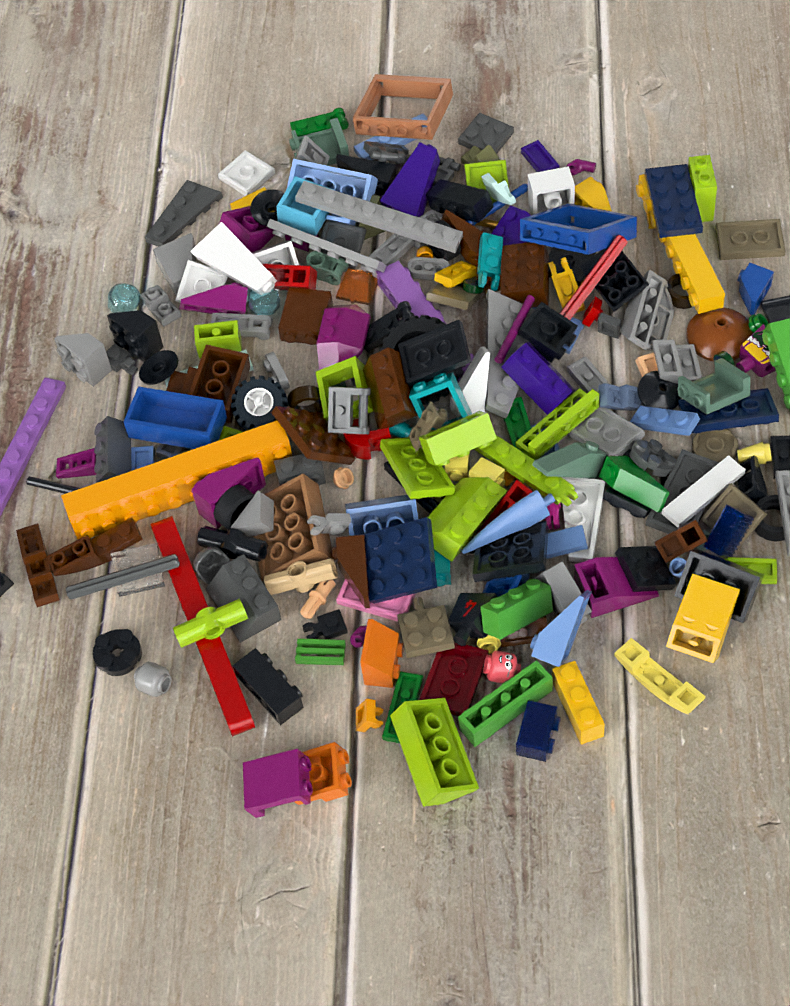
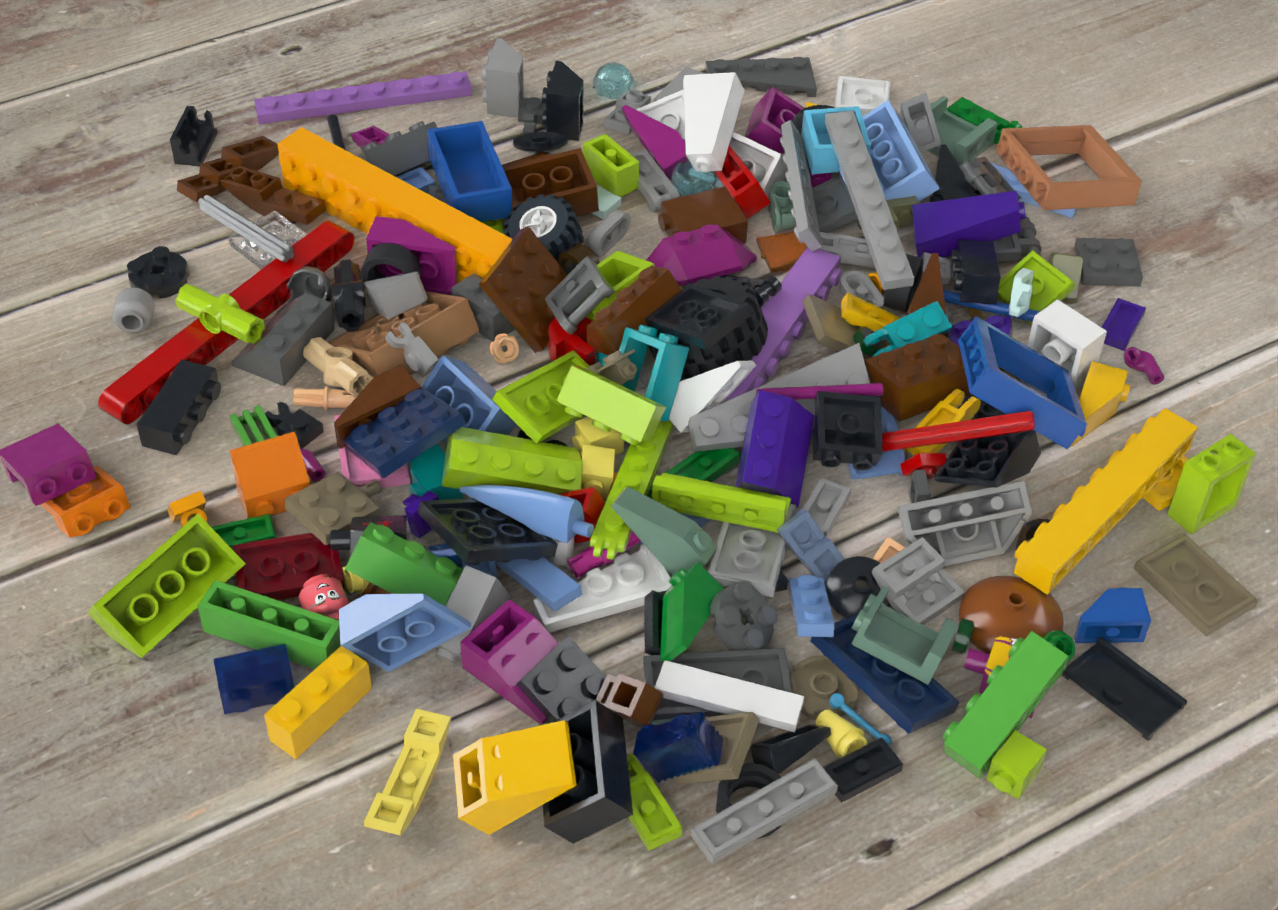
camera: 50 degrees right, 10 degrees down
(457, 584) = (417, 524): none -> dark purple tile
(673, 201) = (1150, 455): dark blue plate -> none
(734, 443) = (837, 702): none -> dark azure hinge

